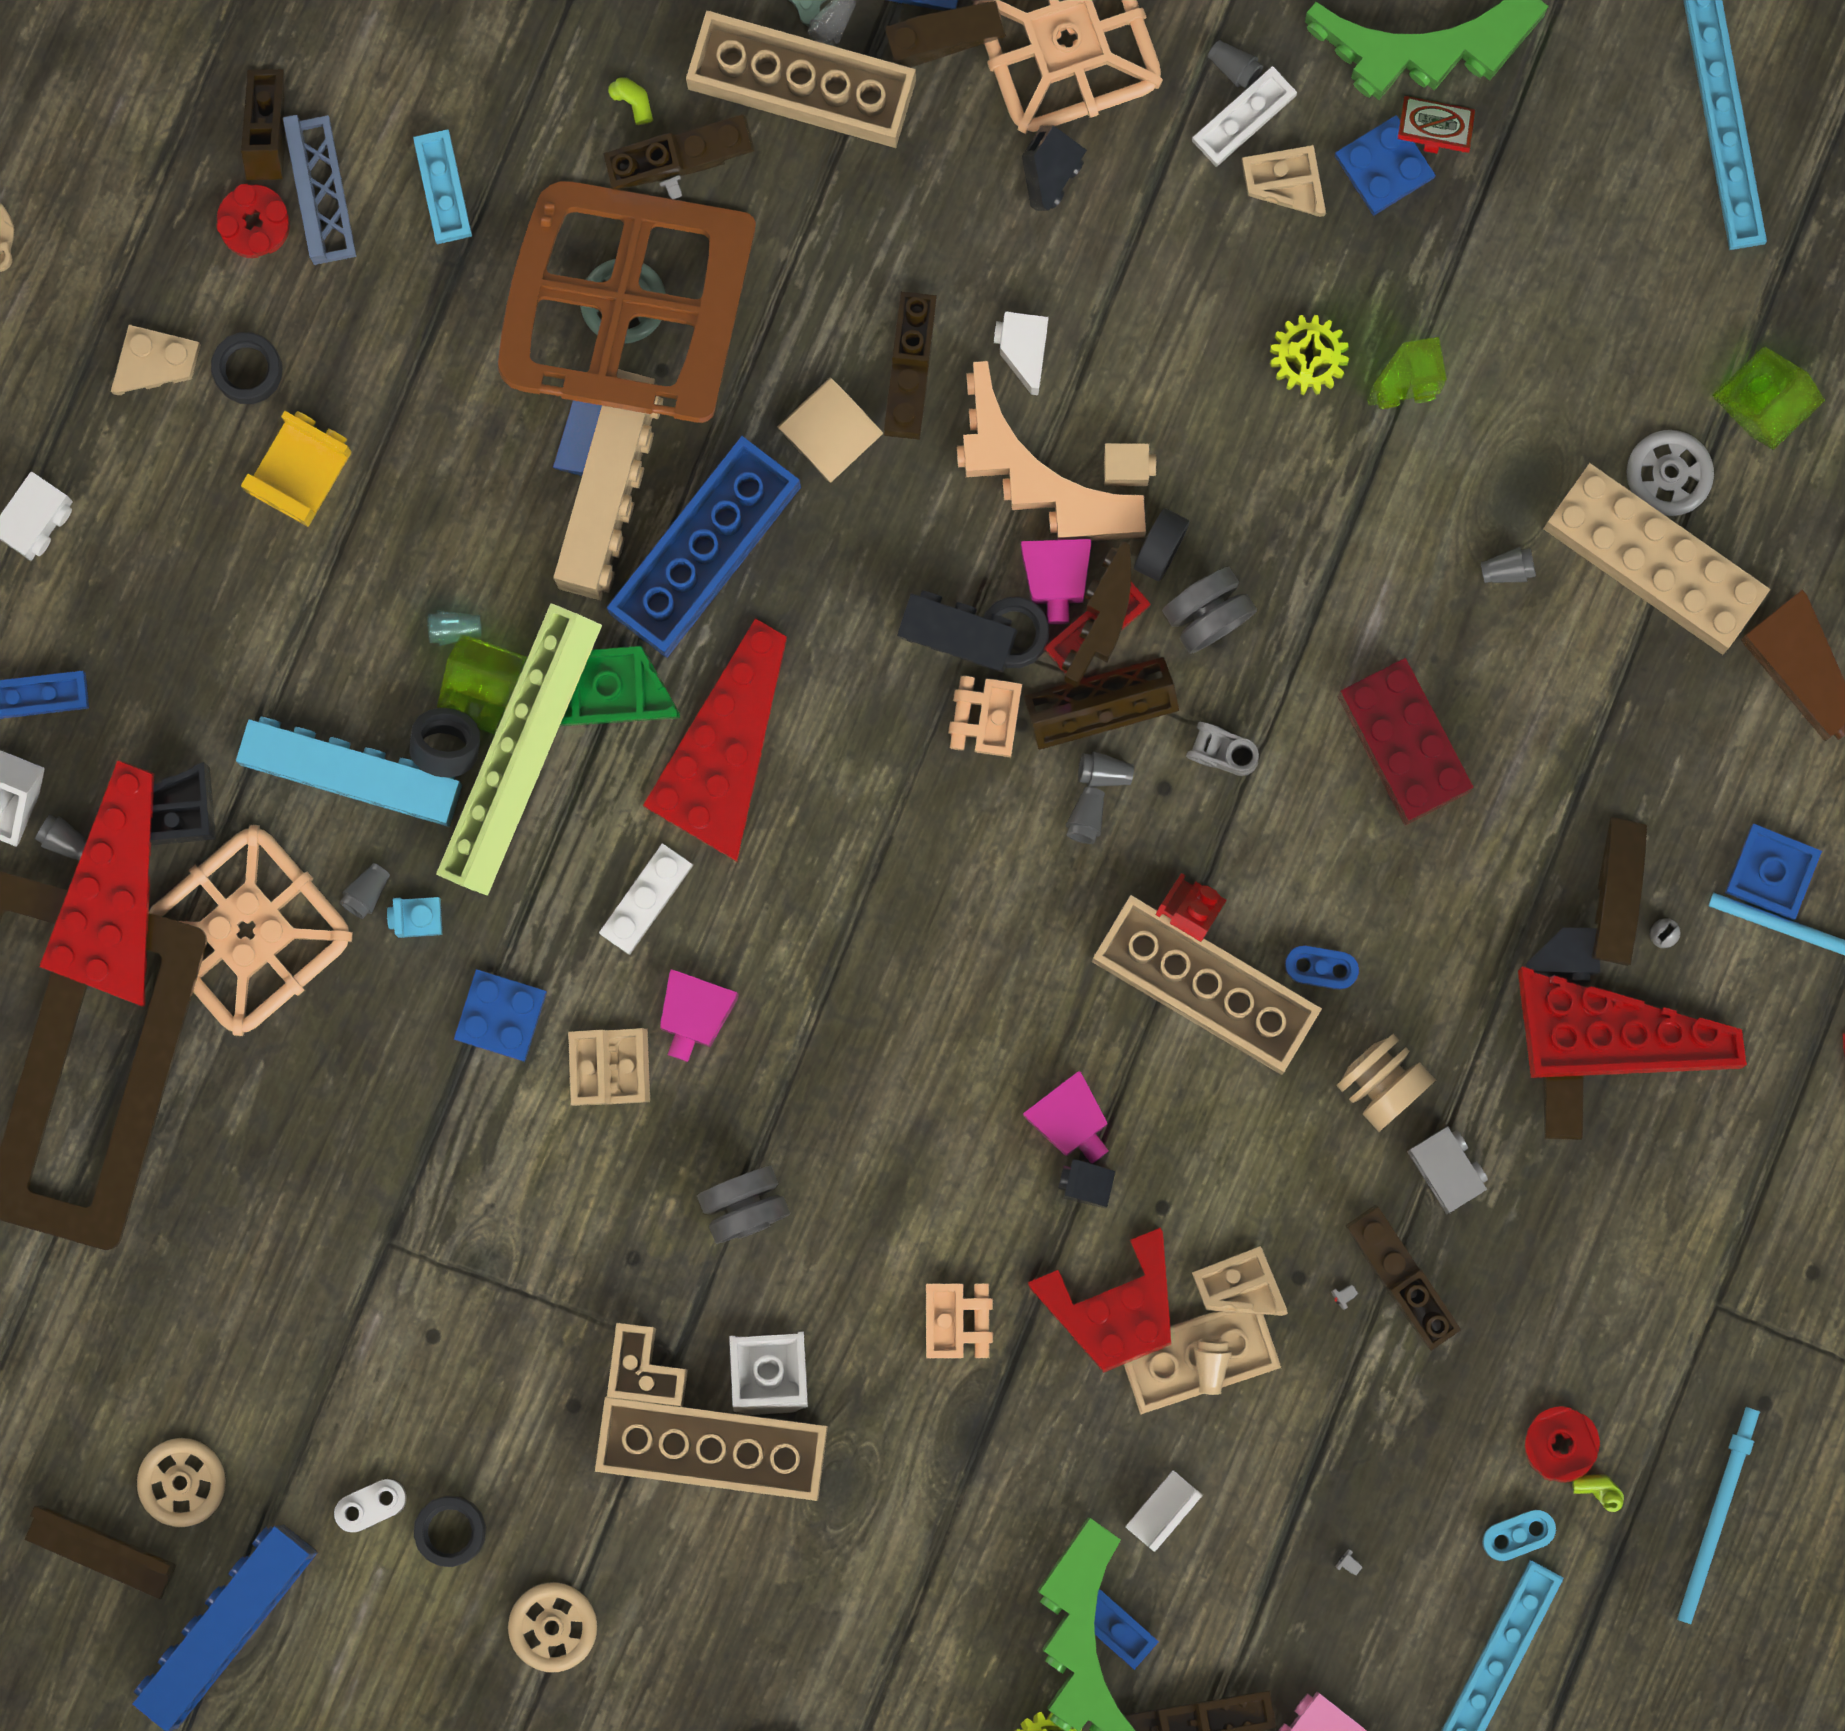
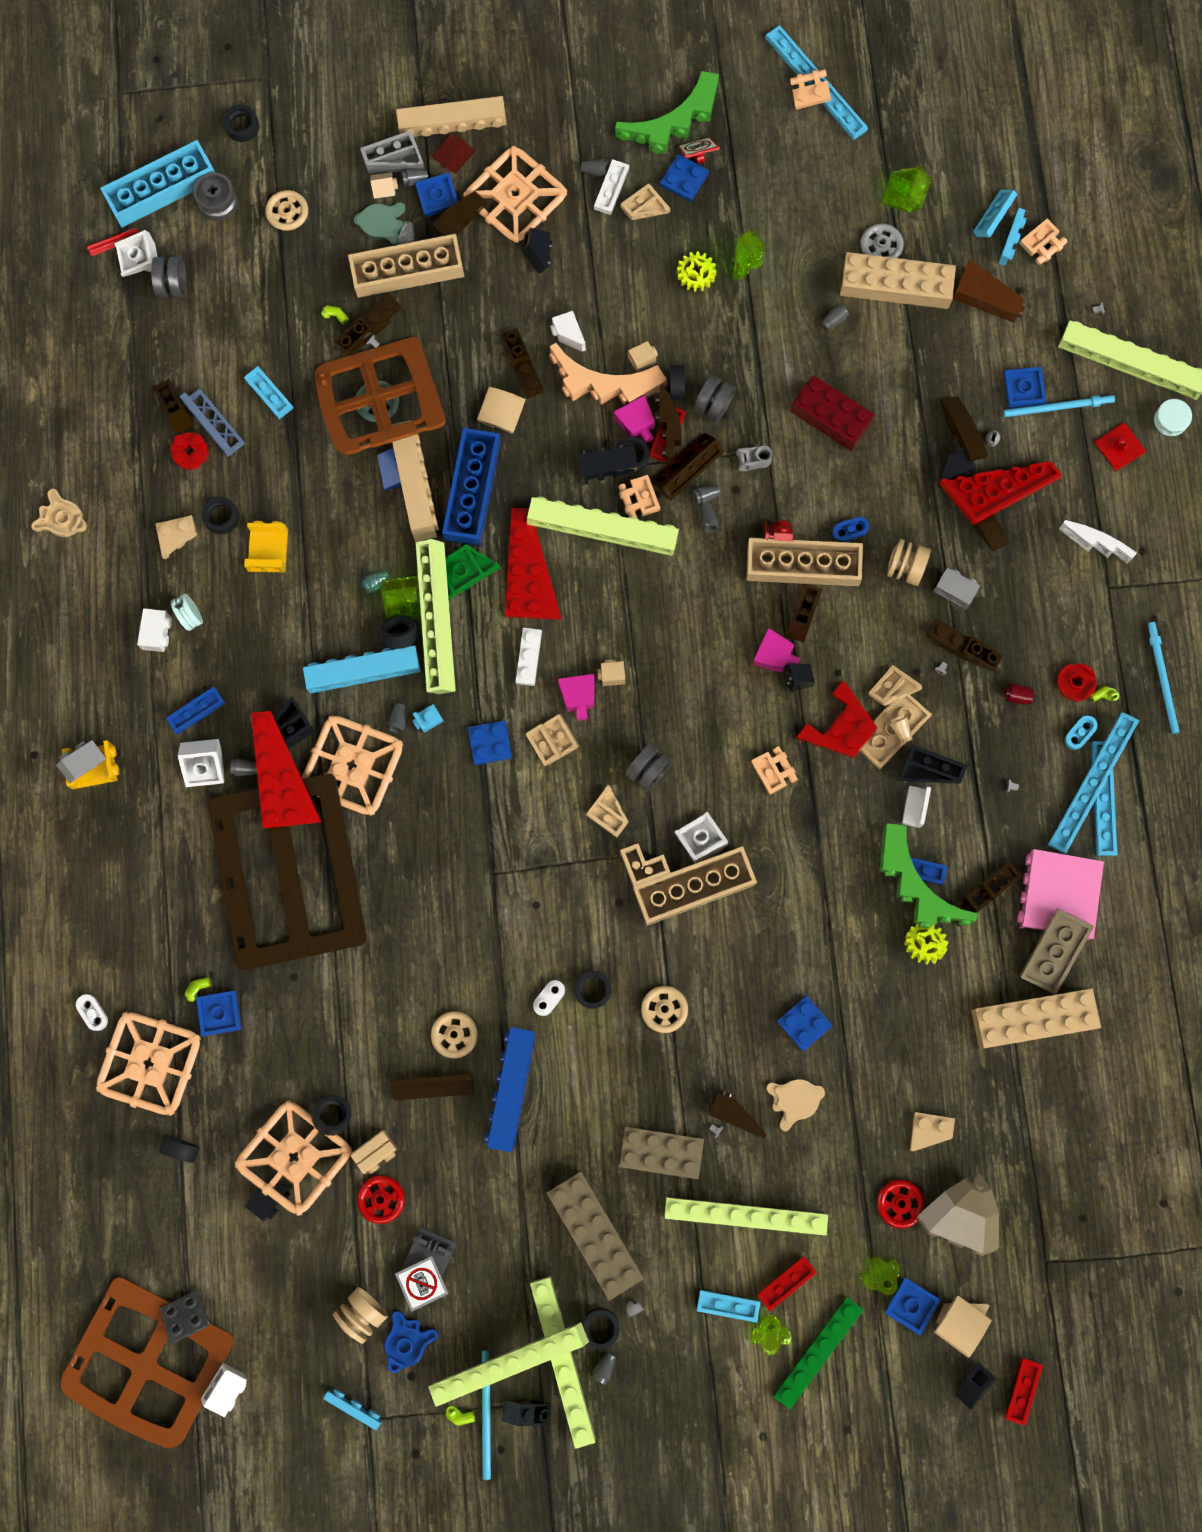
camera: 30 degrees left, 5 degrees down
(101, 515) = (186, 612): none -> light aqua head
(636, 1245) = (608, 813): none -> tan wing
(771, 1004) = (612, 673): none -> tan brick
(893, 736) = (602, 526): none -> yellowish green brick
(1159, 1072) = (804, 613): none -> dark brown slope
(1224, 1460) = (930, 767): none -> black wedge
(1450, 1412) = (1019, 694): none -> dark red brick
(1489, 1633) = (1093, 783): none -> medium azure tile
(1698, 127) = (812, 94): none -> light nougat plate
(1731, 1204) = (1089, 537): none -> white slope

